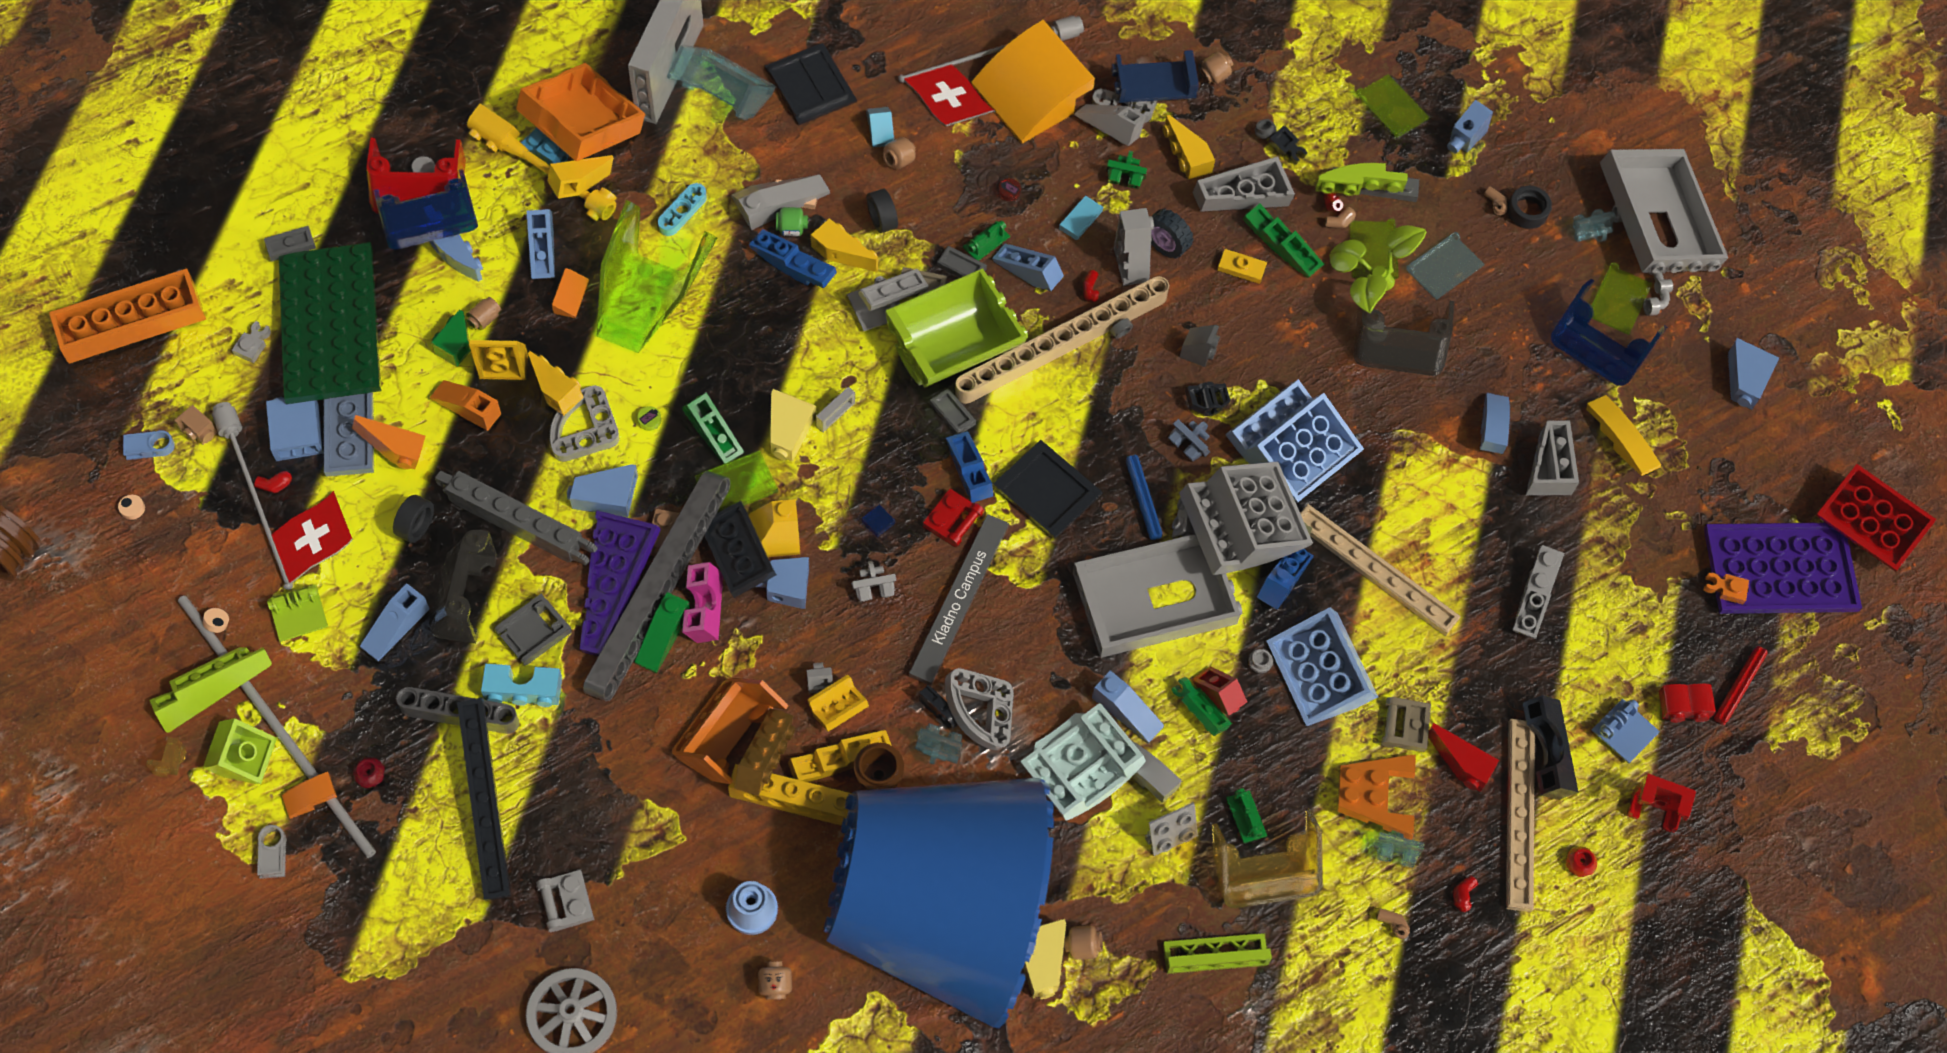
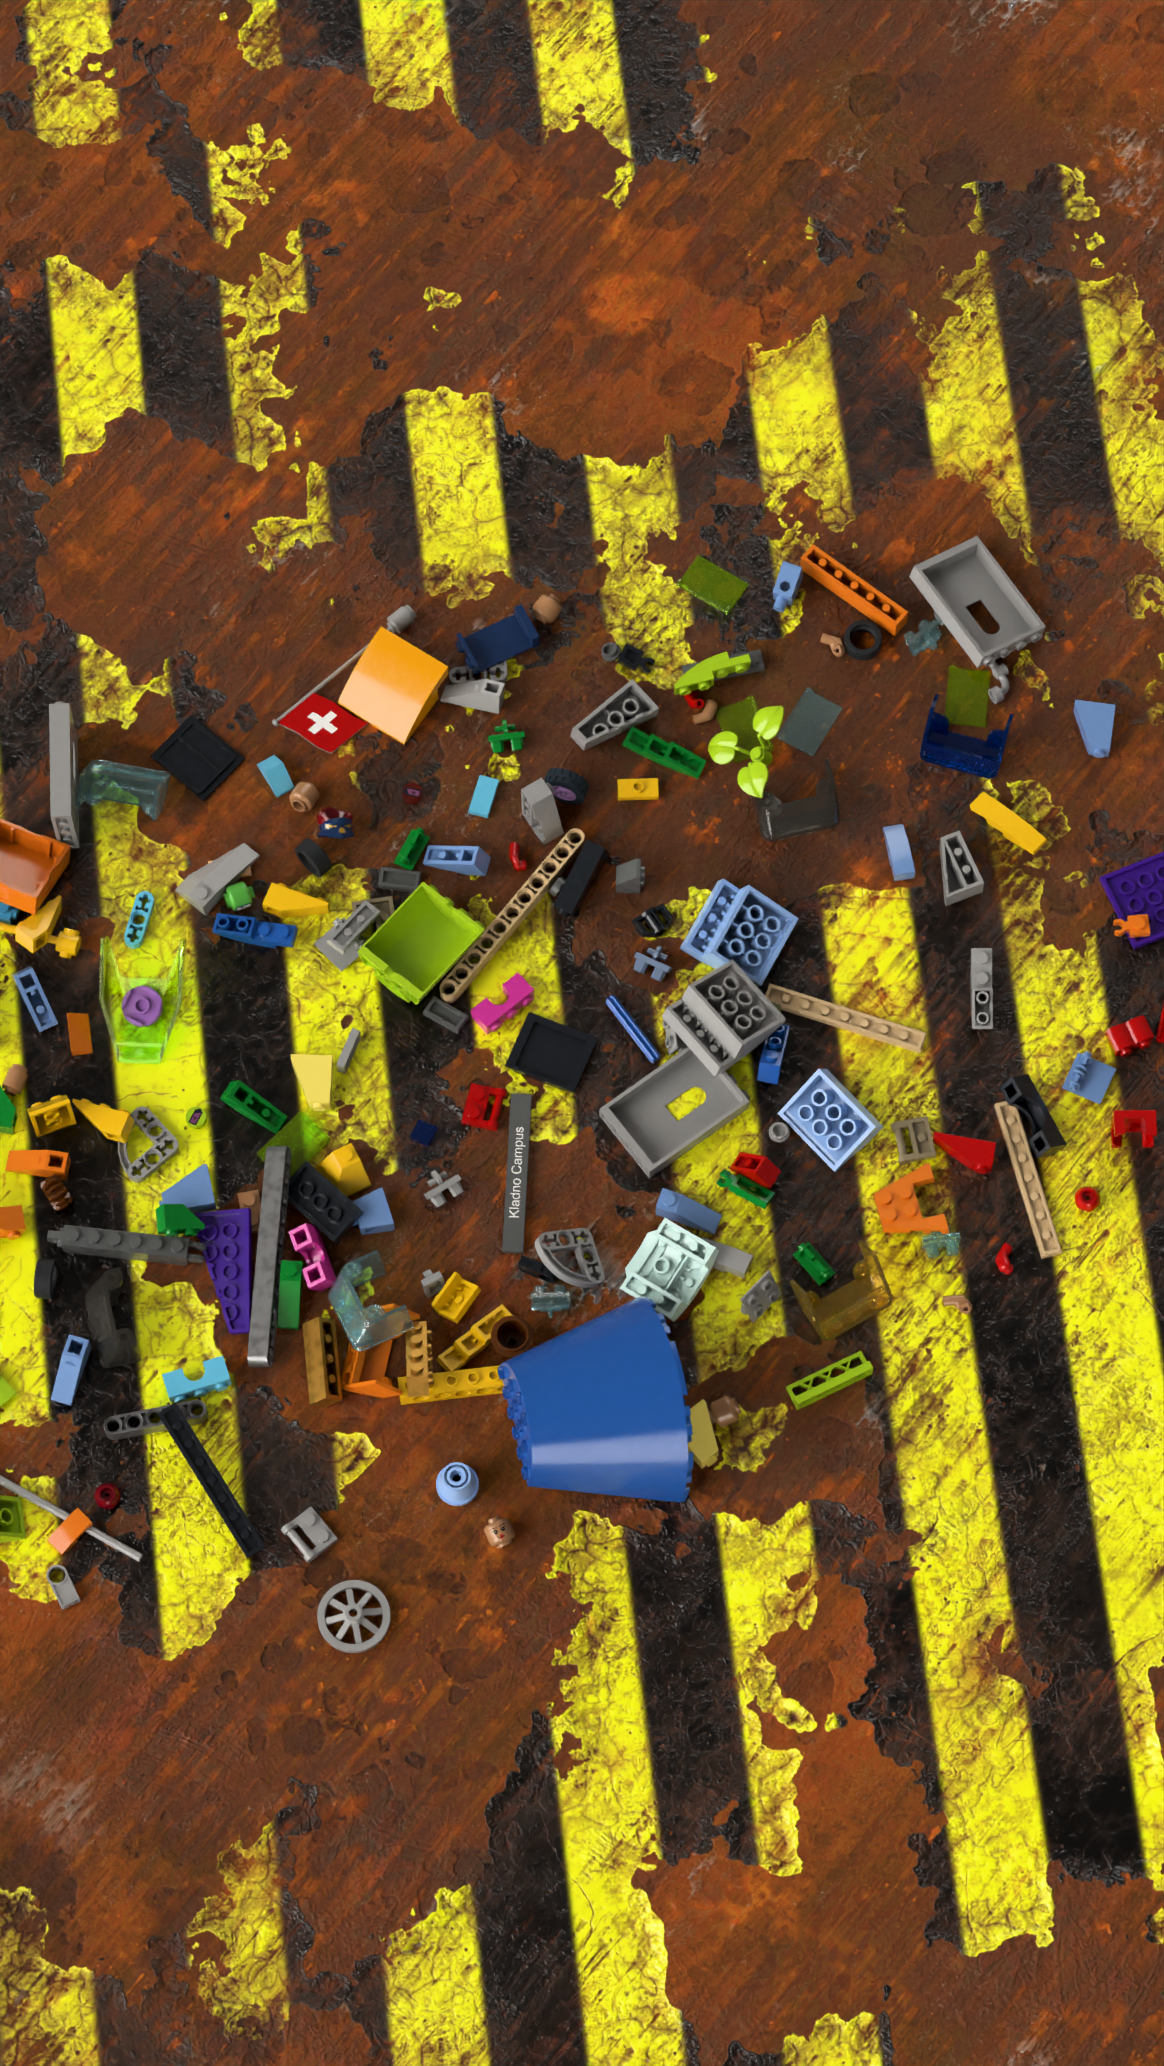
camera: 15 degrees left, 5 degrees up
(468, 436) = (56, 1192): none -> reddish brown gear
(529, 634) = (182, 1336): dark grey container -> none
(576, 508) = (177, 1219): none -> green slope
(645, 289) = (142, 1006): none -> medium lavender tile
(662, 717) = (322, 1362): none -> pearl gold brick
(728, 694) = (365, 1325): none -> clear light blue windscreen
(917, 188) = (334, 823): none -> piece
(970, 467) = (480, 1058): blue slope -> none
(999, 429) = (492, 1016): none -> dark pink arch
(1150, 327) = (581, 878): none -> black slope
(1192, 151) = (556, 698): yellow slope -> none
(1538, 156) = (854, 590): none -> orange brick

